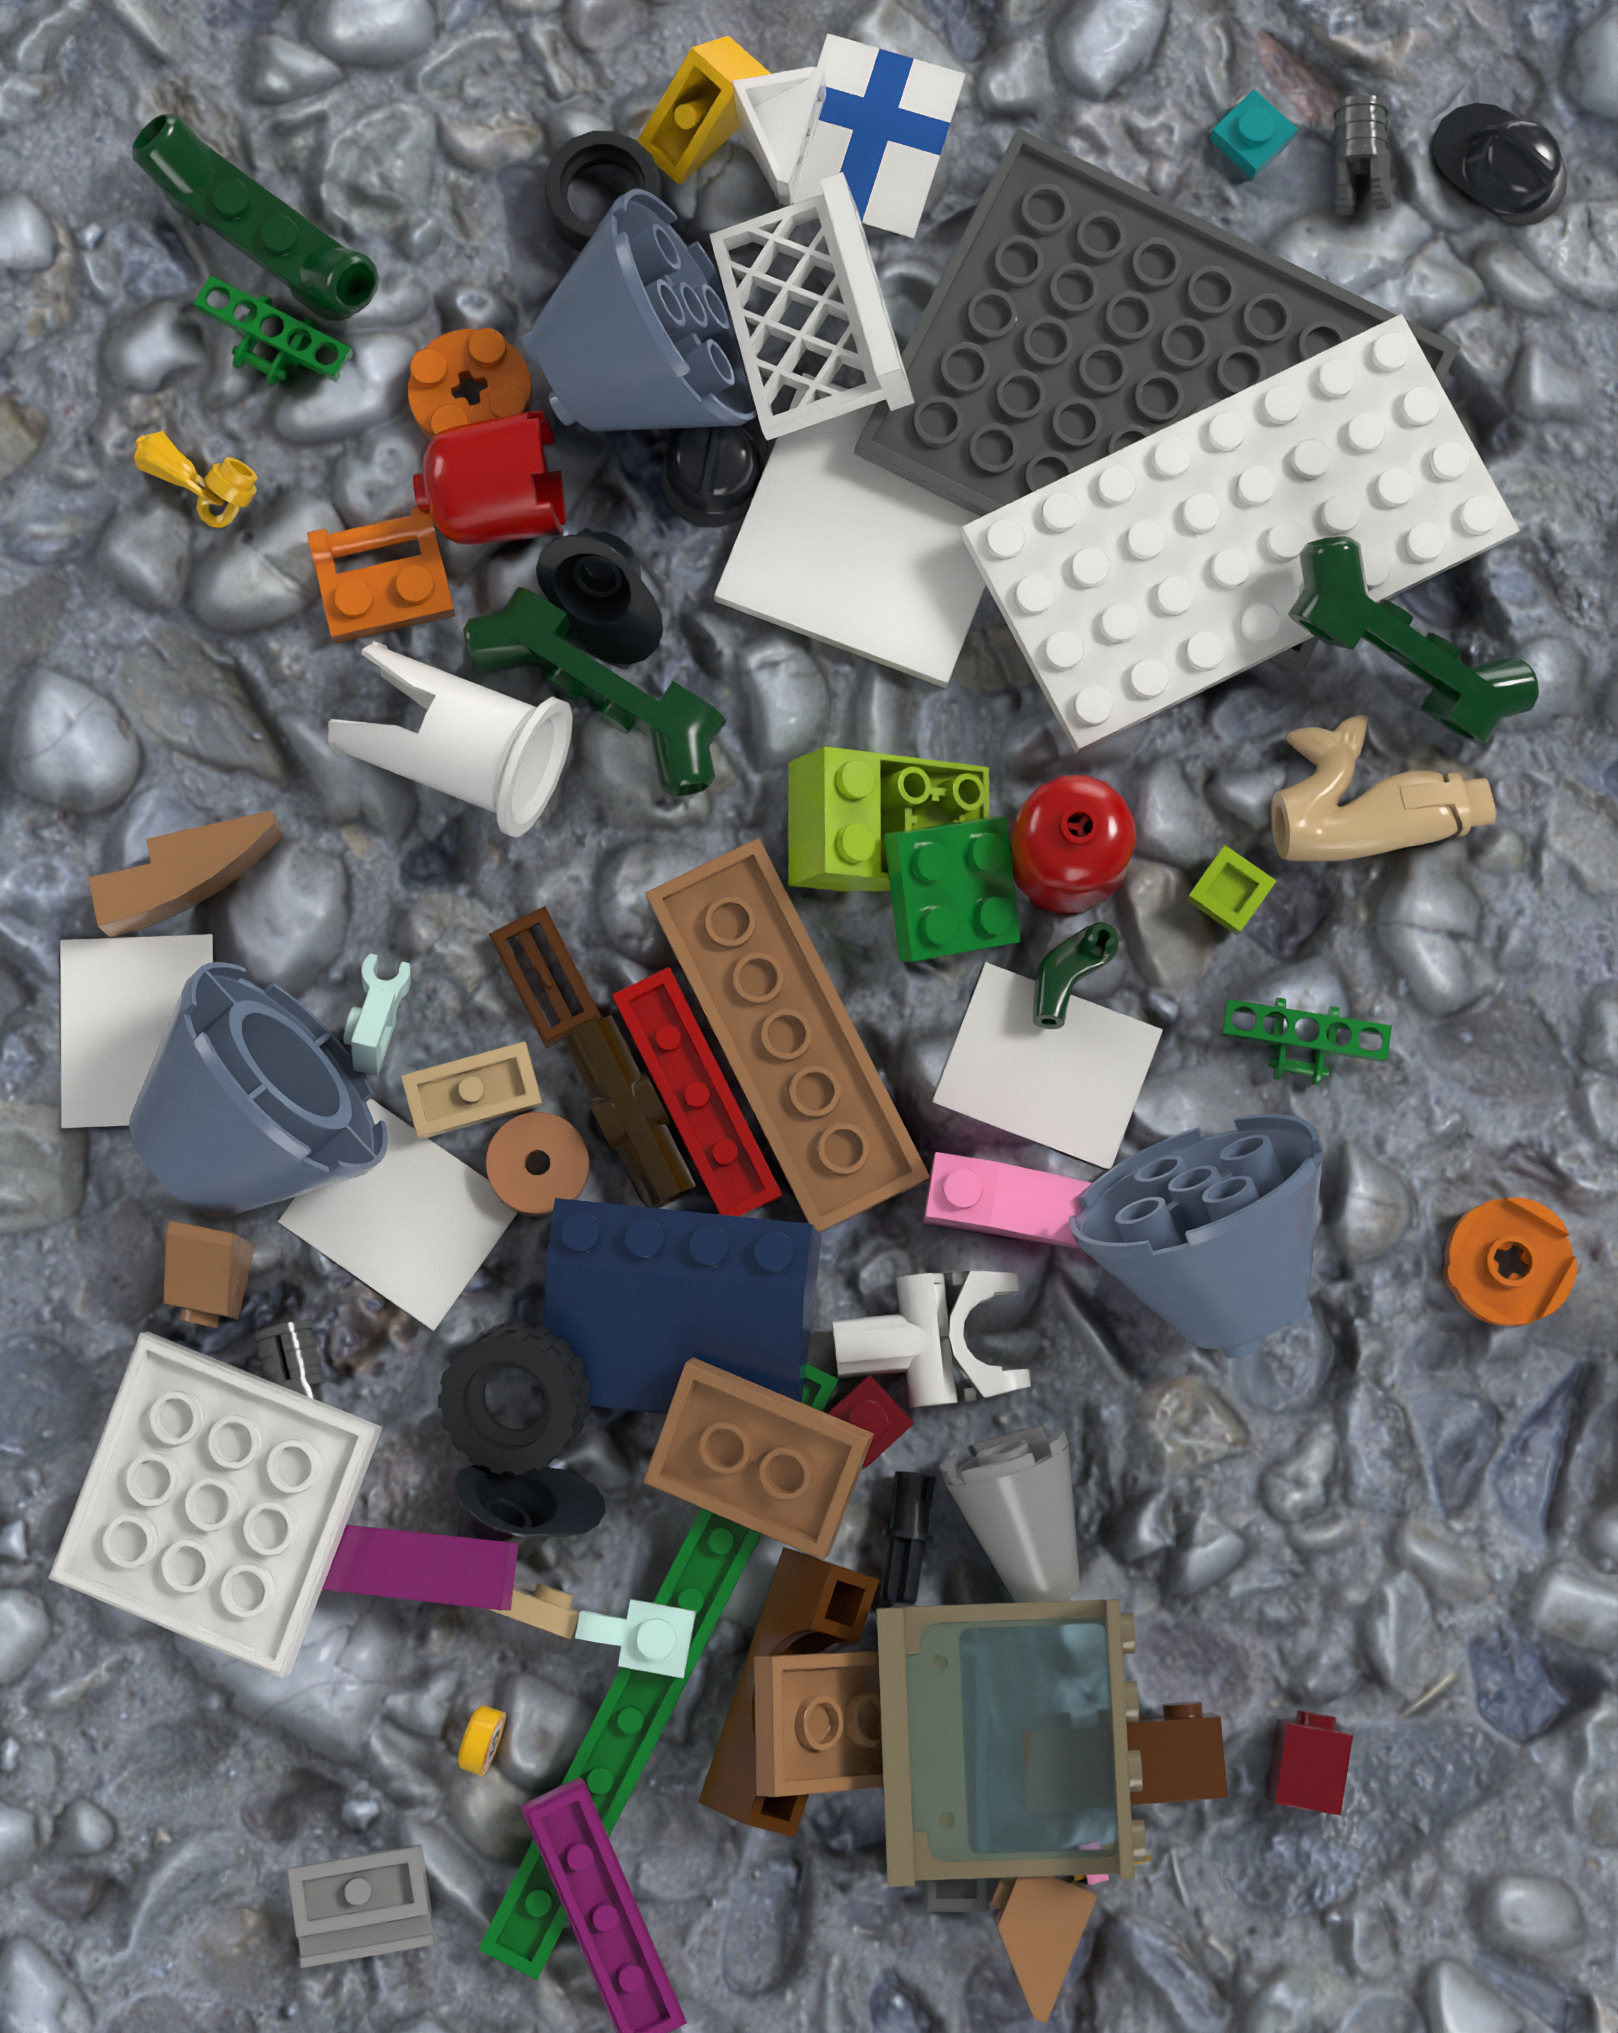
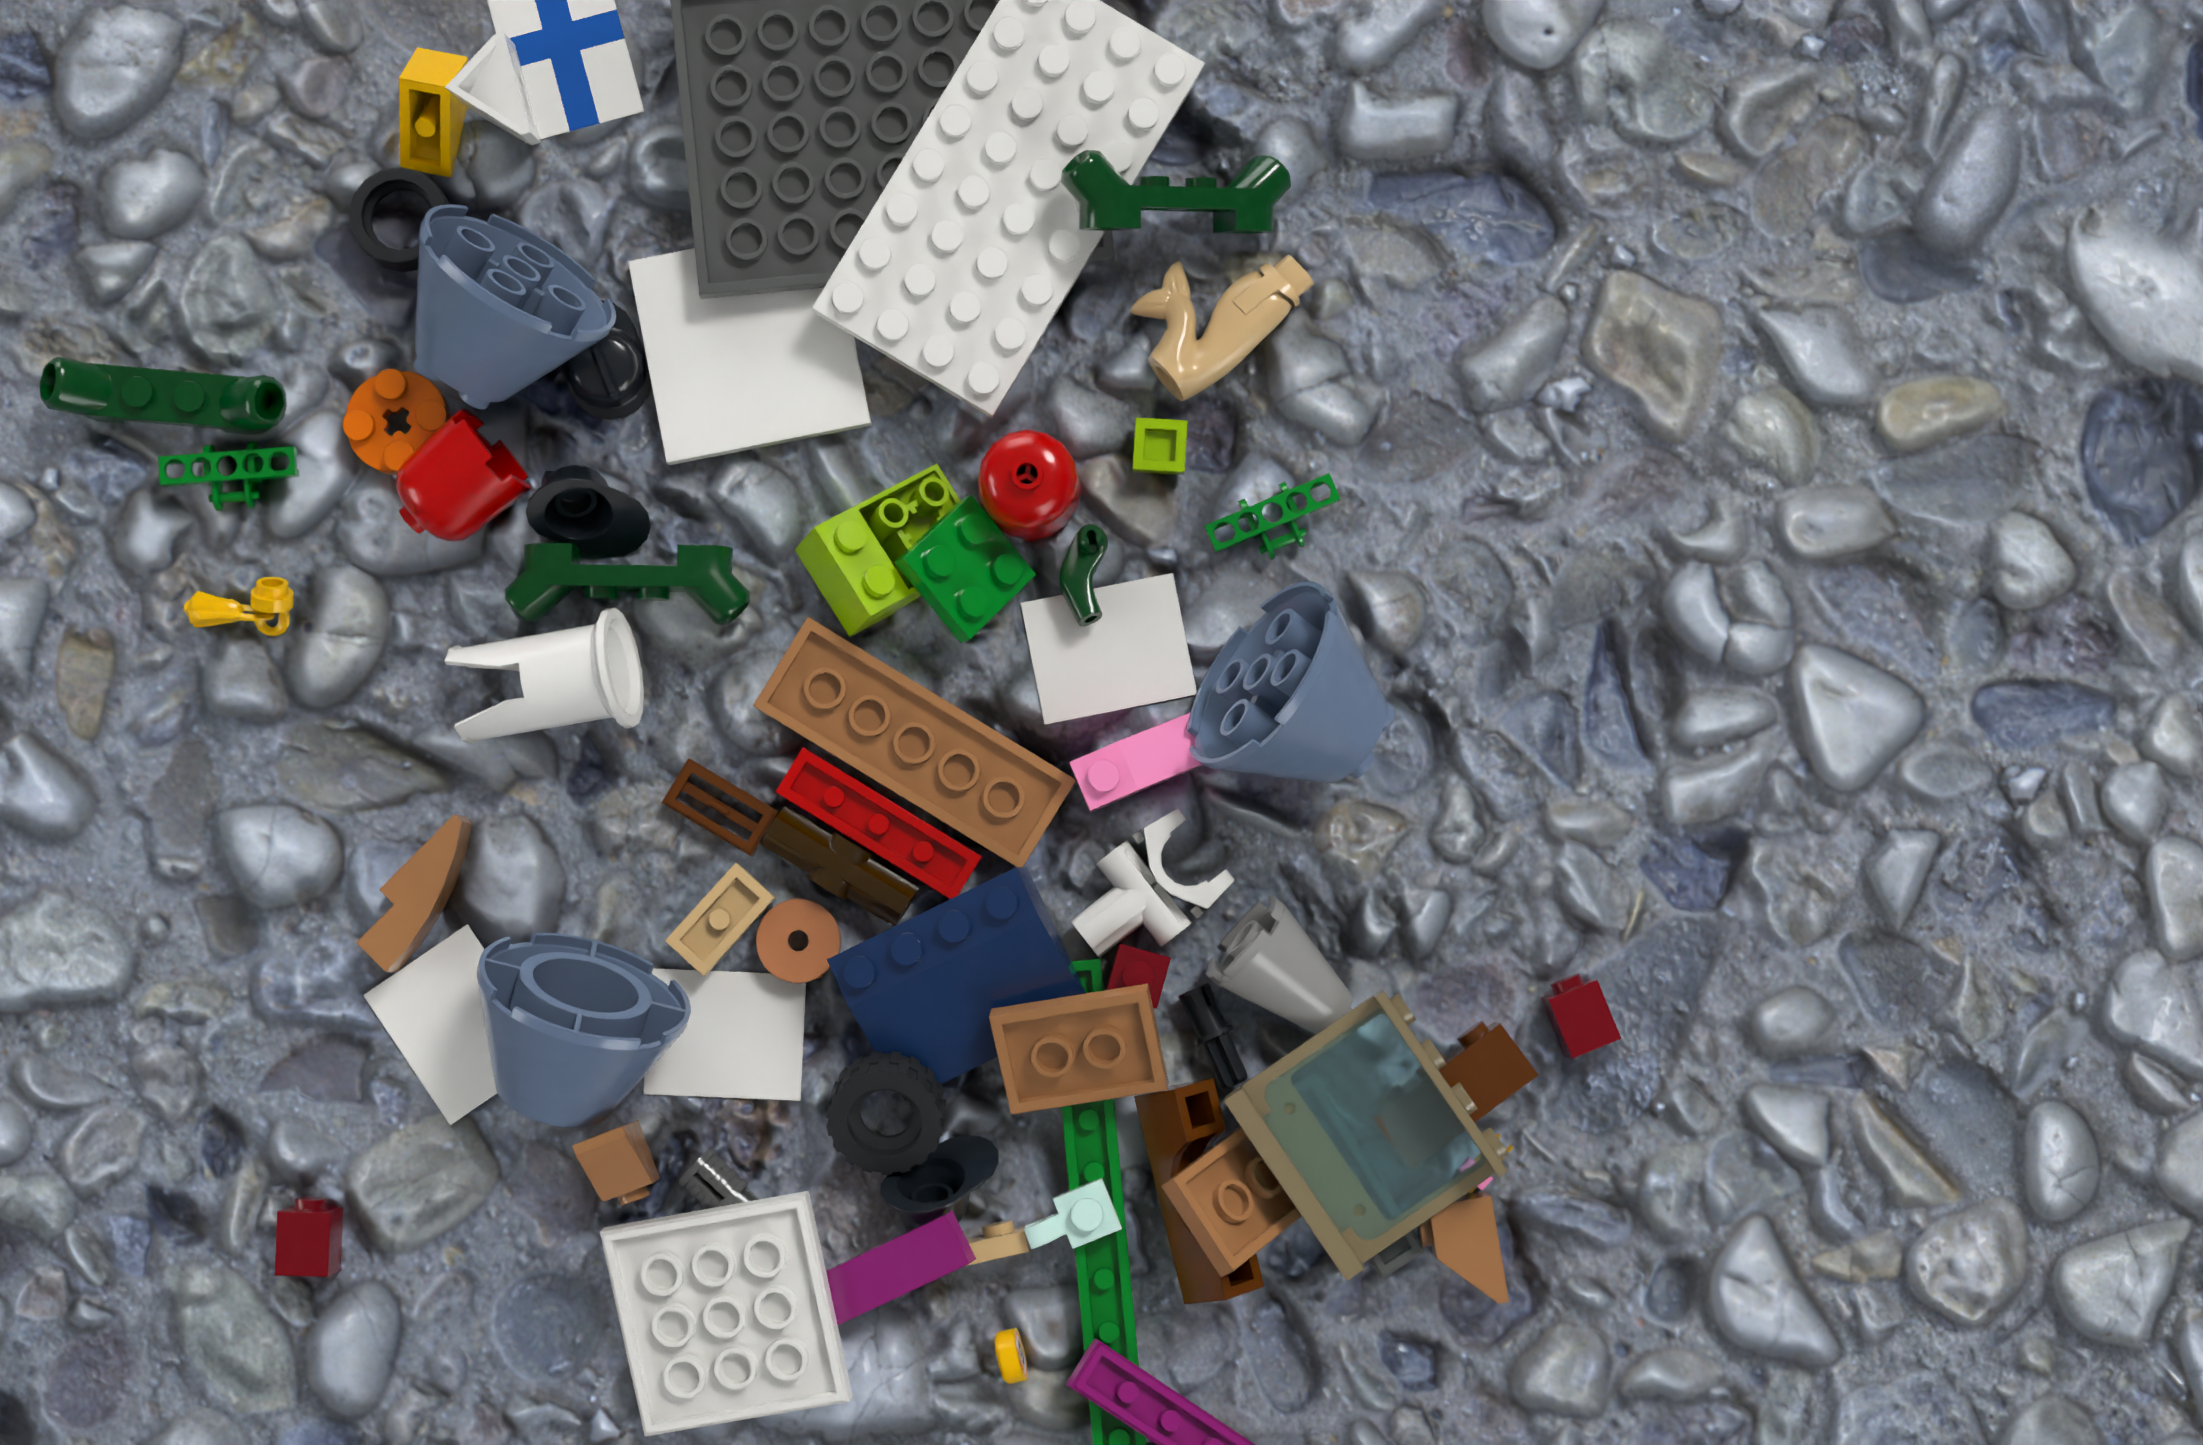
camera: 30 degrees left, 5 degrees up
(372, 1026) = (622, 919): light aqua plate -> none
(387, 593) = (432, 606): orange plate -> none
(862, 308) = (623, 175): white fence -> none
(1544, 1251) = (1529, 564): orange plate -> none

